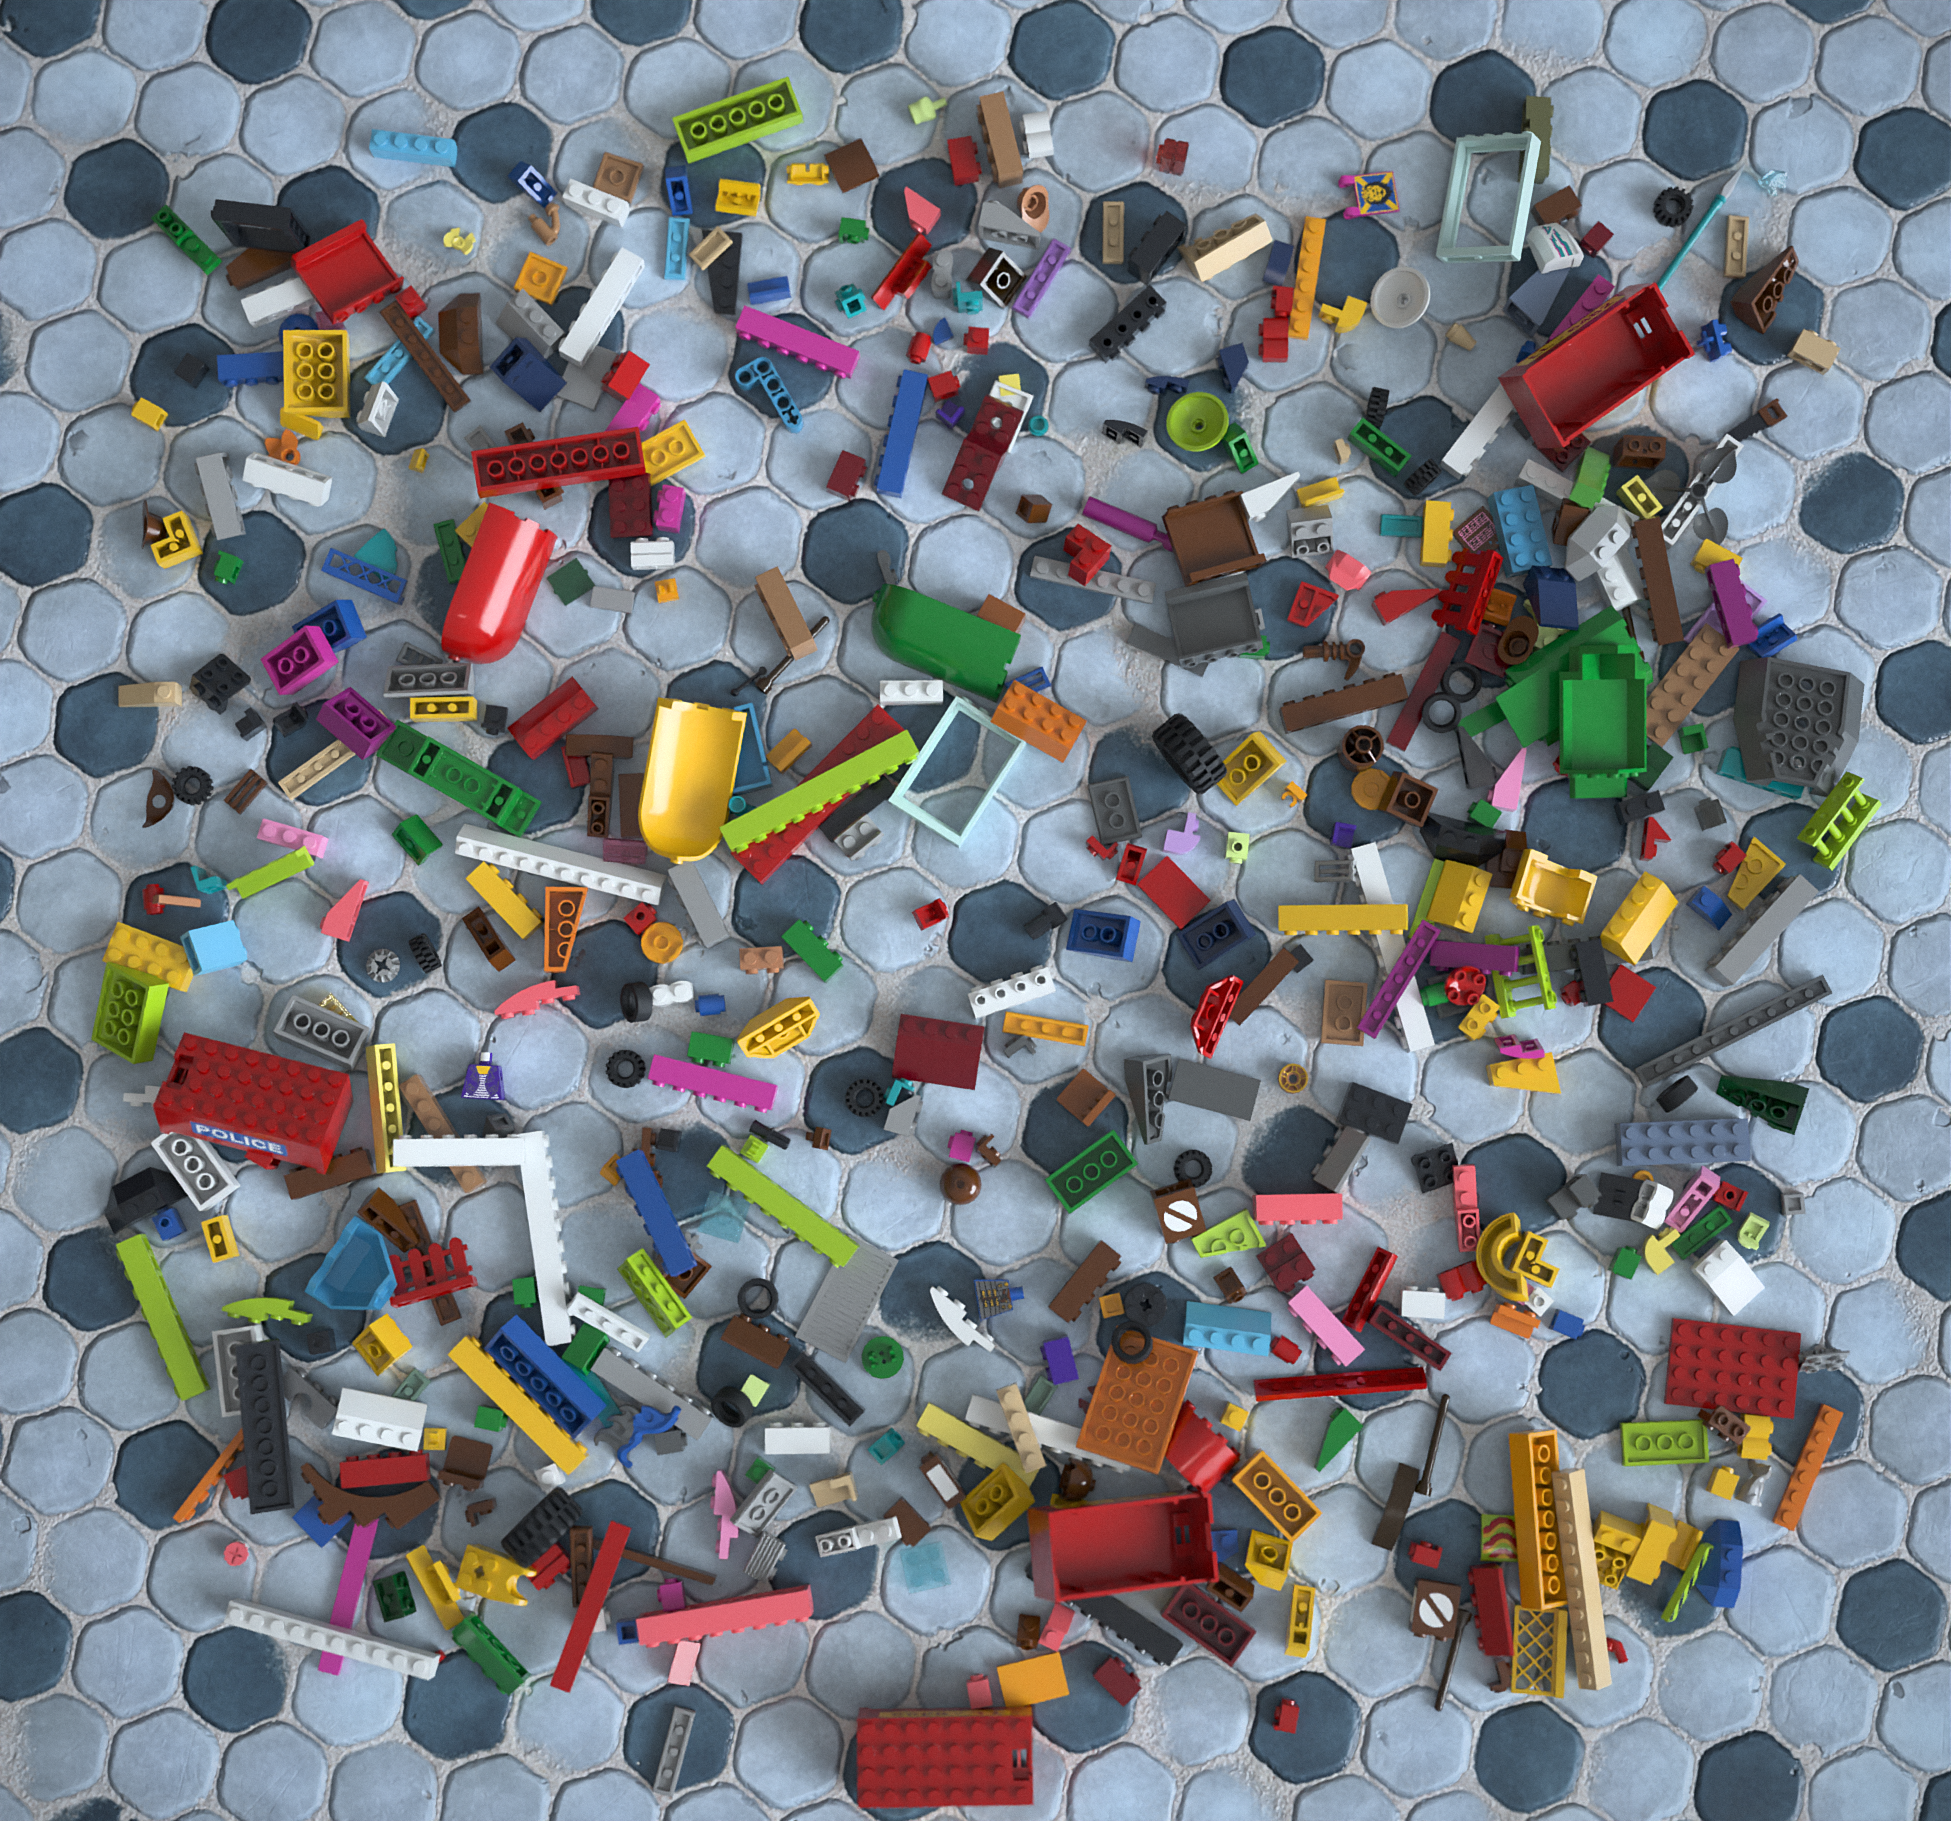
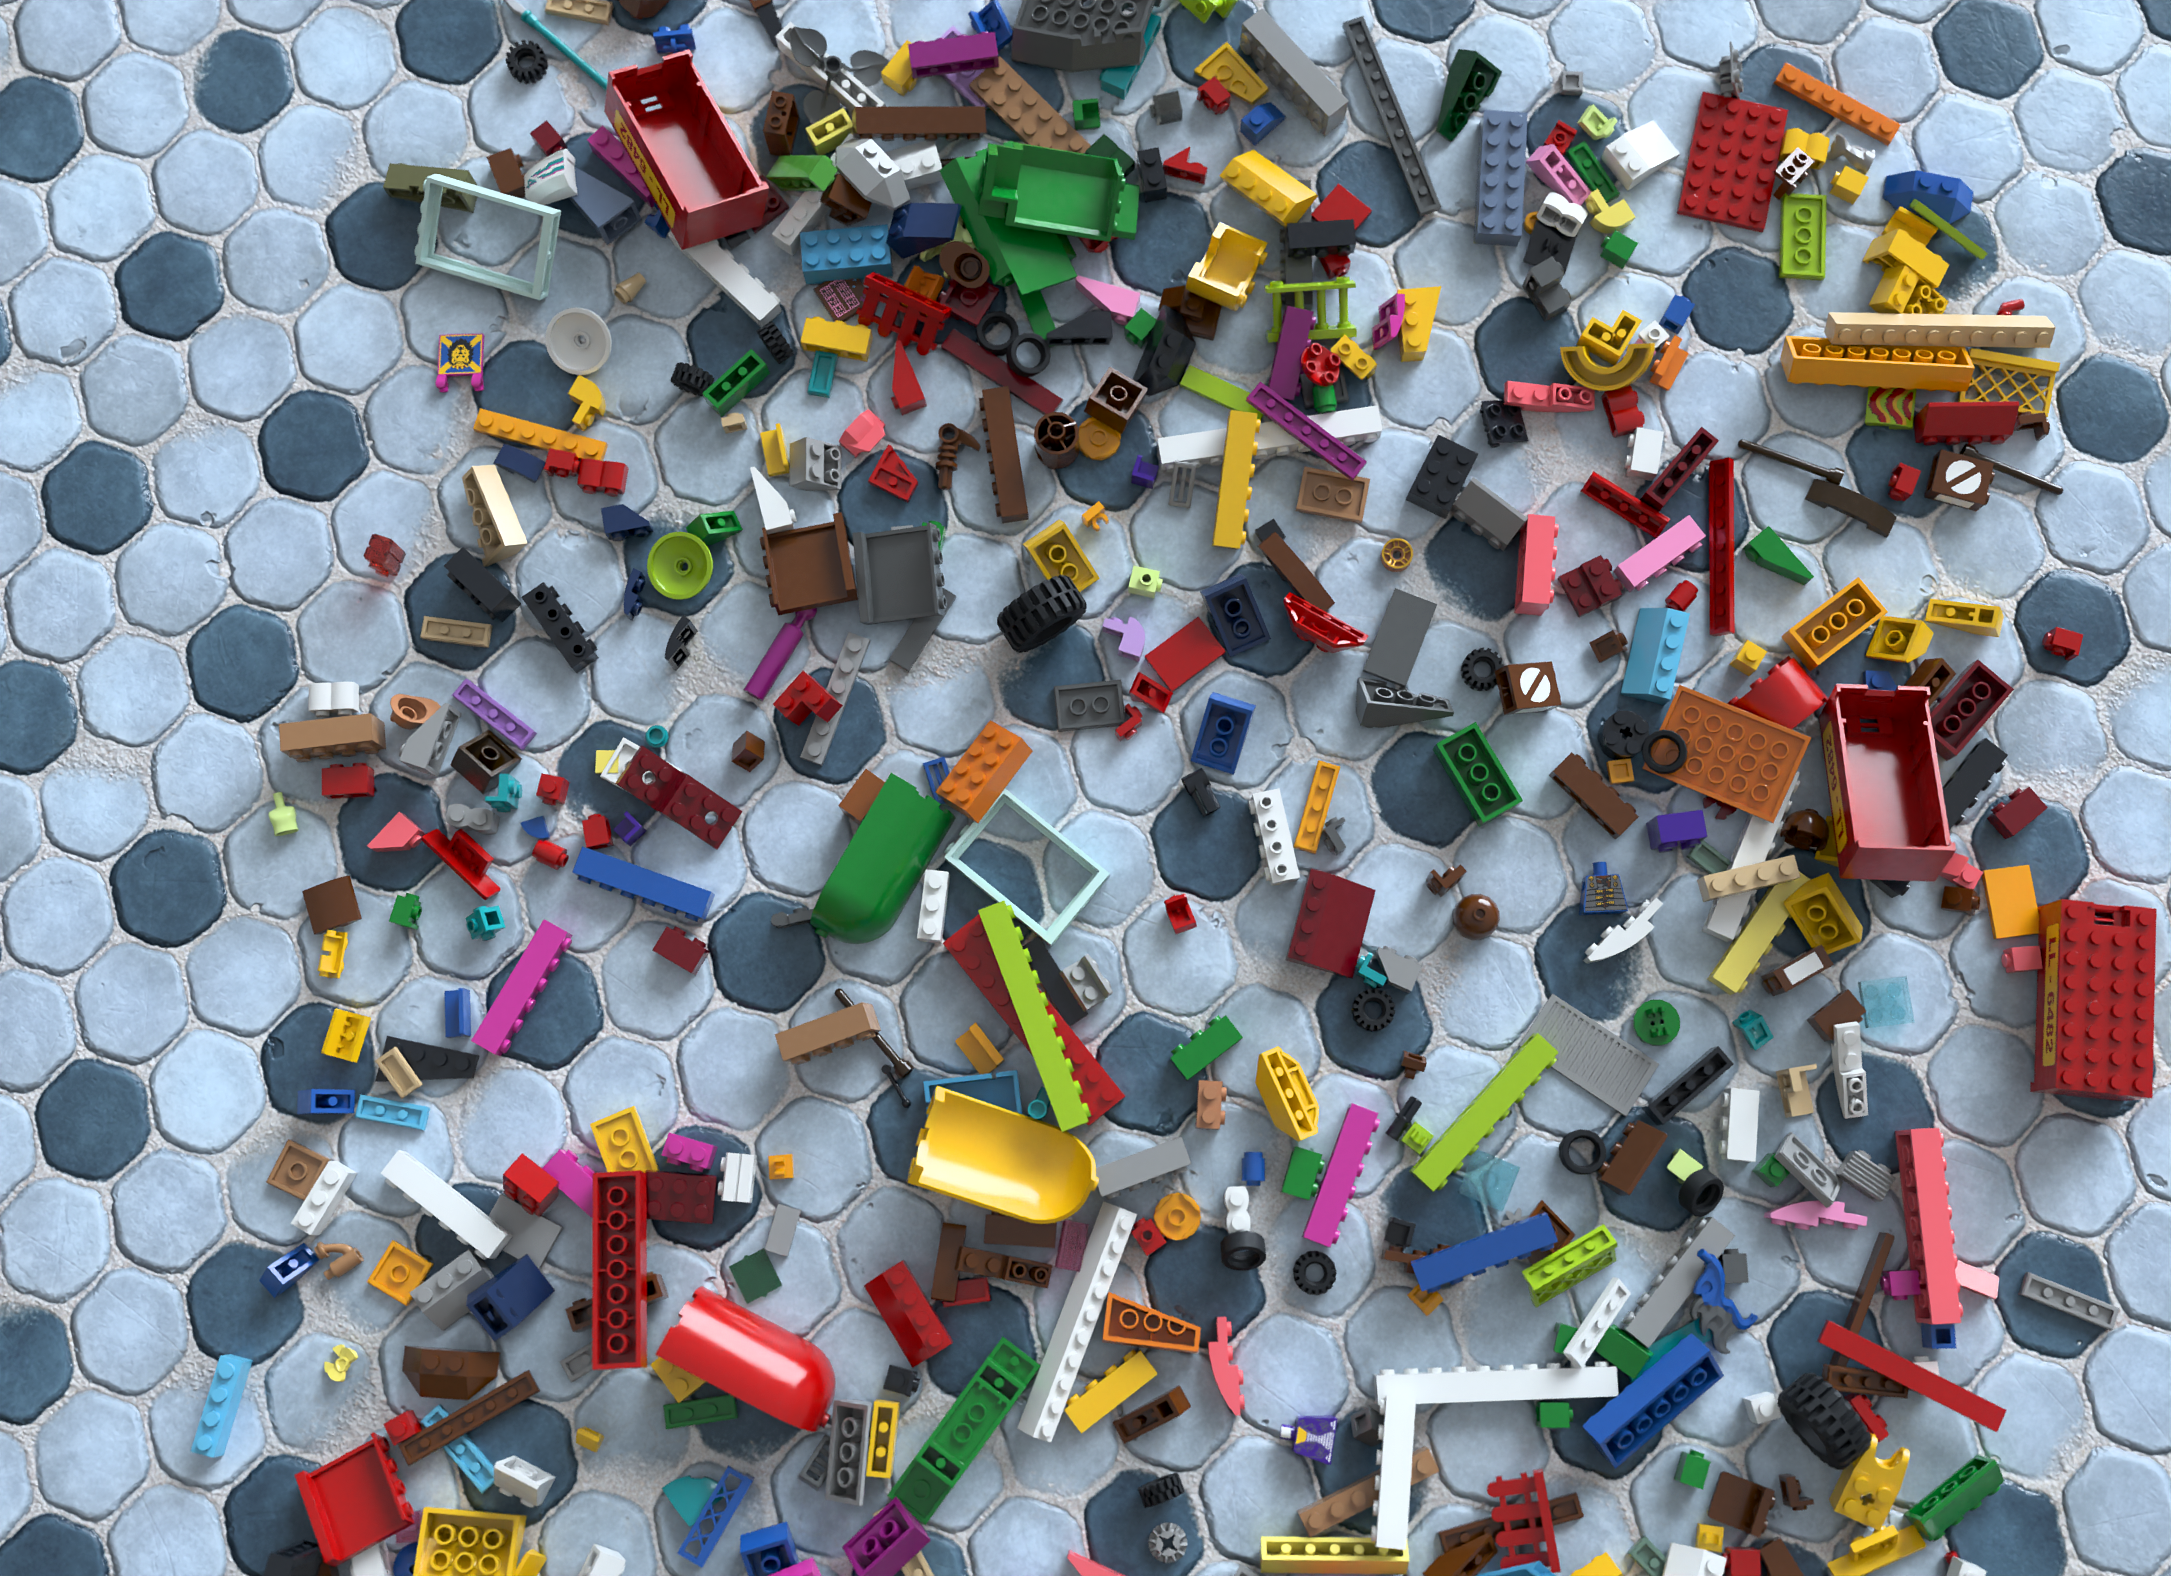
camera: 85 degrees left, 5 degrees down
(416, 839) = (1027, 1487): green panel -> none
(518, 1404) = (1679, 1436): yellow brick -> none
(738, 120) = (257, 1025): lime brick -> none
(774, 396) = (580, 1020): dark azure beam -> none
(961, 1145) = (1436, 909): dark pink brick -> none
(1085, 1097) = (1397, 771): dark orange bracket -> none
(1229, 1235) = (1555, 639): lime wing -> none
(1459, 896) = (1224, 362): yellow slope -> none
(1677, 1094) = (1451, 175): black tyre -> none

